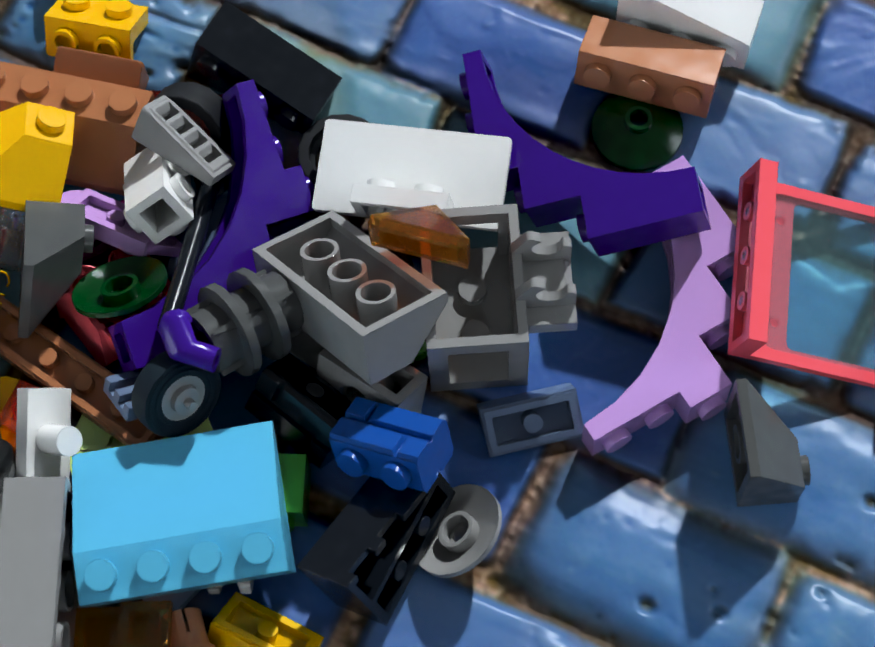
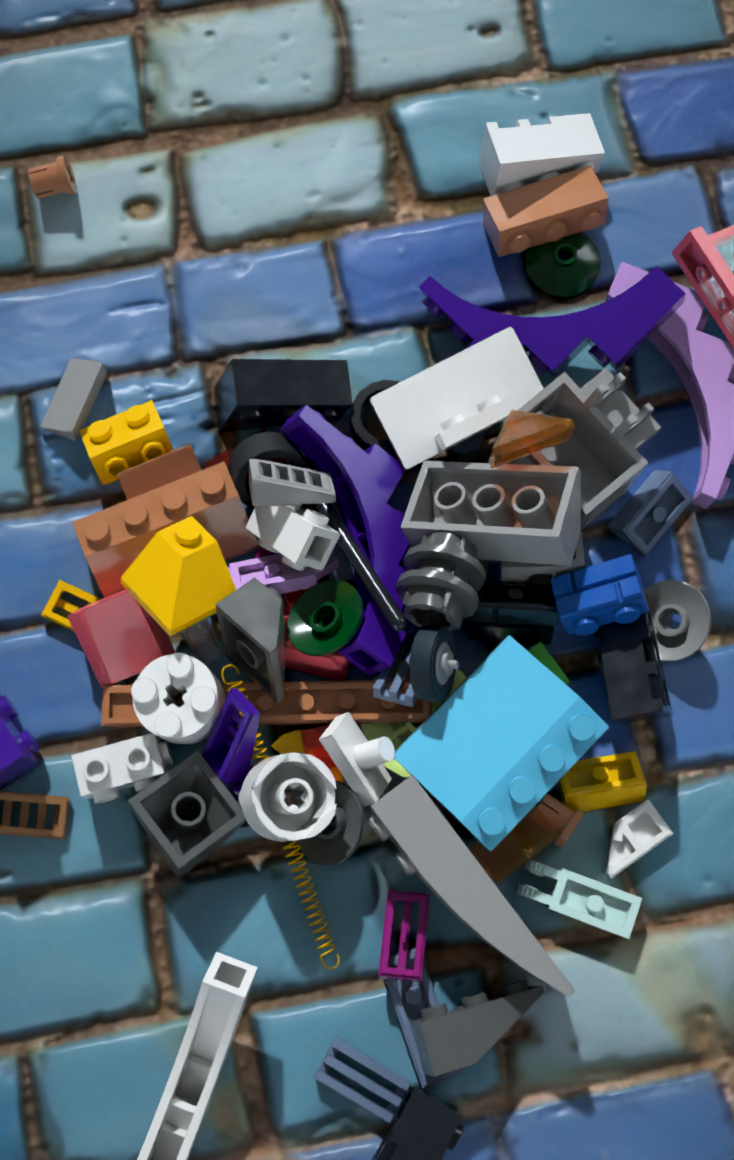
camera: 45 degrees left, 10 degrees up
(181, 342) = (427, 627): dark purple arm -> none

